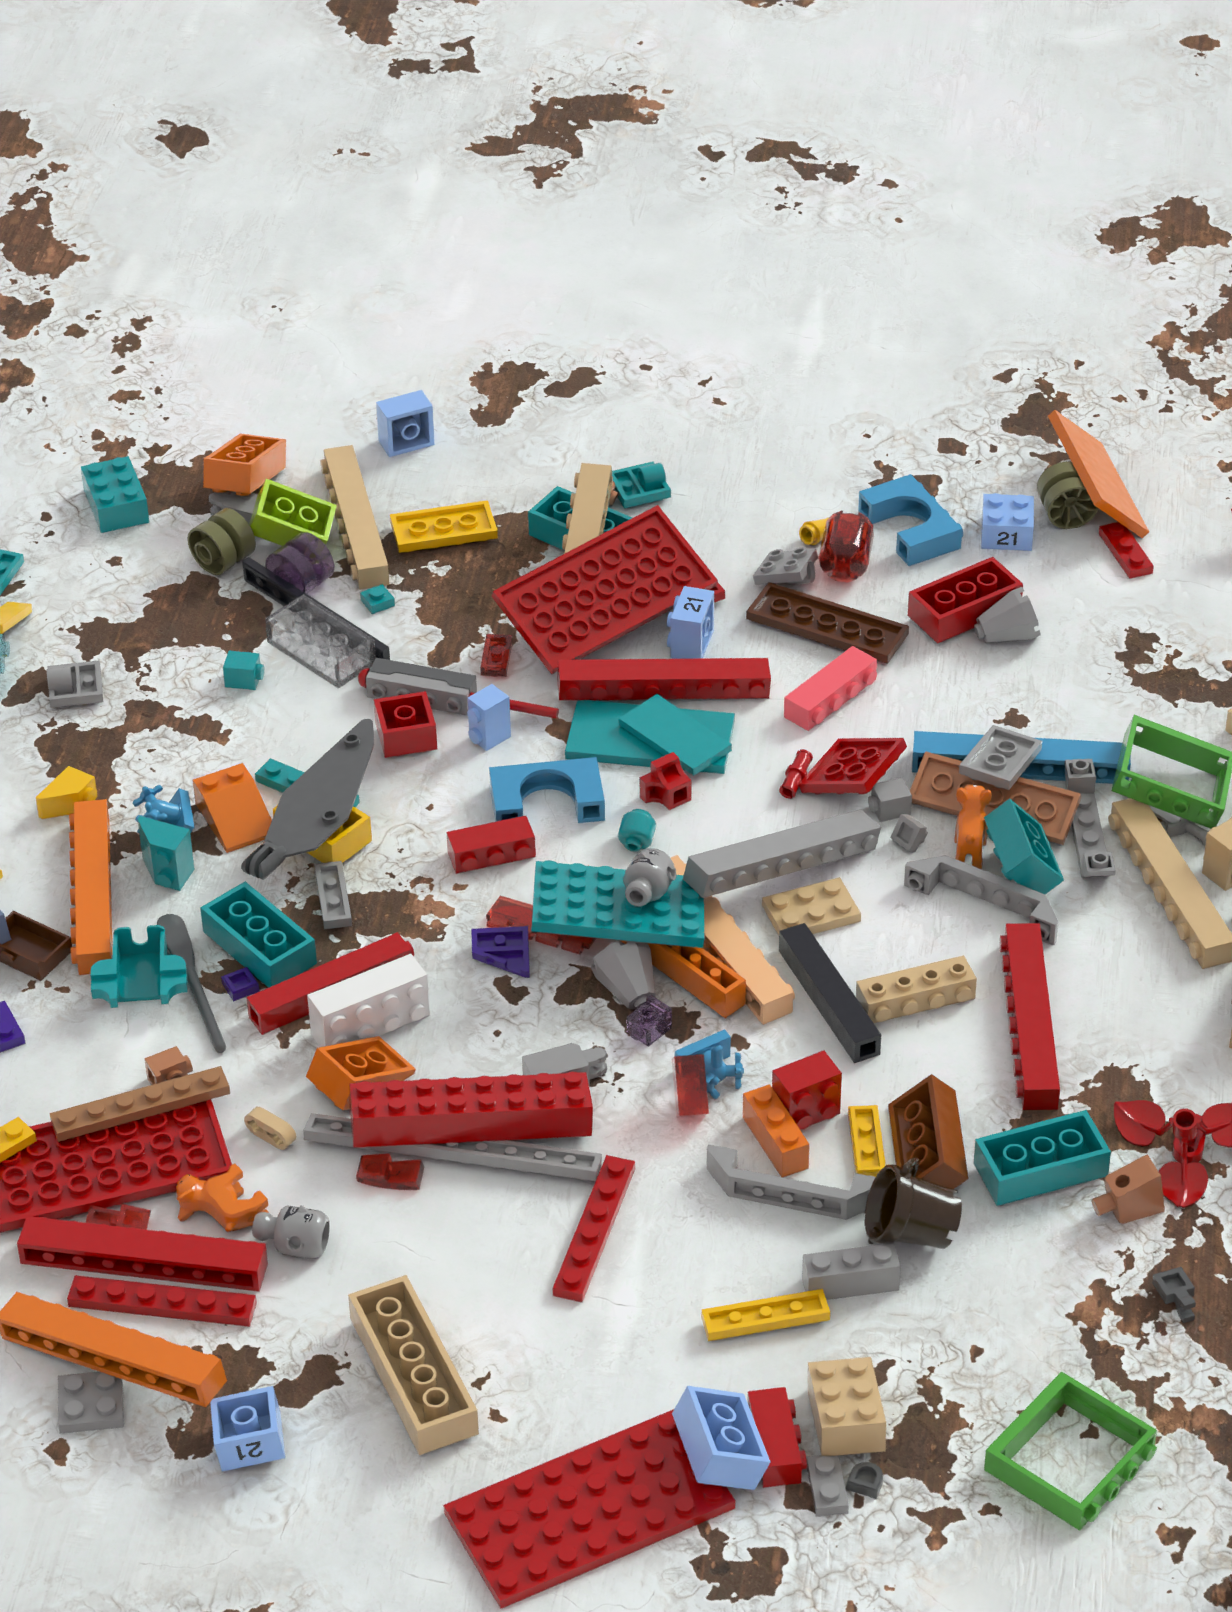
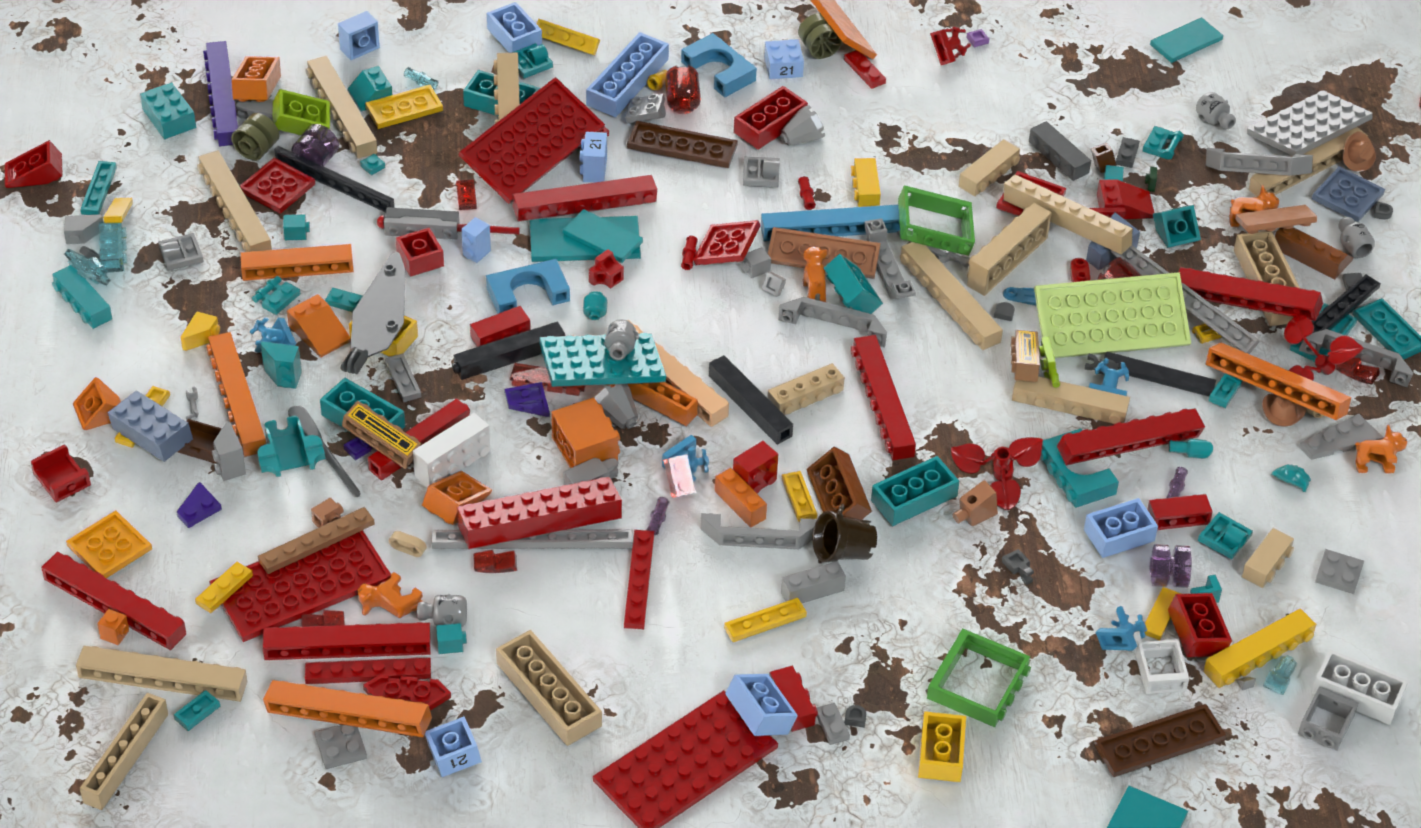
camera: 15 degrees left, 5 degrees up
(30, 883) = (192, 397): none -> light grey piece
(50, 966) = (228, 454): none -> light grey slope
(168, 630) = (234, 202): none -> tan brick
(191, 500) = (221, 91): none -> brick
(194, 764) = (280, 298): none -> teal plate
(211, 1335) = (408, 689): none -> red plate
(230, 717) = (296, 262): none -> orange brick
(232, 611) = (277, 185): none -> red plate
(269, 965) = (380, 434): none -> brick
(291, 1272) = (450, 638): none -> teal brick
(320, 641) = (344, 200): clear brick -> none
(402, 492) = (369, 86): none -> teal slope
(478, 490) = (420, 78): none -> clear light blue pin
(482, 877) = (503, 352): none -> black brick
(568, 1005) = (584, 433): none -> orange container
(626, 436) = (513, 27): none -> light blue brick
(647, 1139) = (658, 515): none -> clear purple pin
(649, 1021) = (638, 435): clear purple brick -> none
(700, 458) = (568, 37): none -> yellow plate
(771, 517) = (627, 74): none -> light blue brick
(781, 853) = (698, 310): light grey brick -> none
(818, 905) = (727, 340): tan plate -> none
(830, 688) = (697, 190): coral brick -> none
(846, 1406) = (833, 671): tan brick -> none
(933, 674) = (761, 171): none -> light grey plate
(984, 1545) = (942, 746): none -> yellow brick
(992, 710) = (806, 193): none -> red pin
(1000, 757) = (824, 225): light grey plate -> none
(1084, 706) = (865, 182): none -> yellow brick

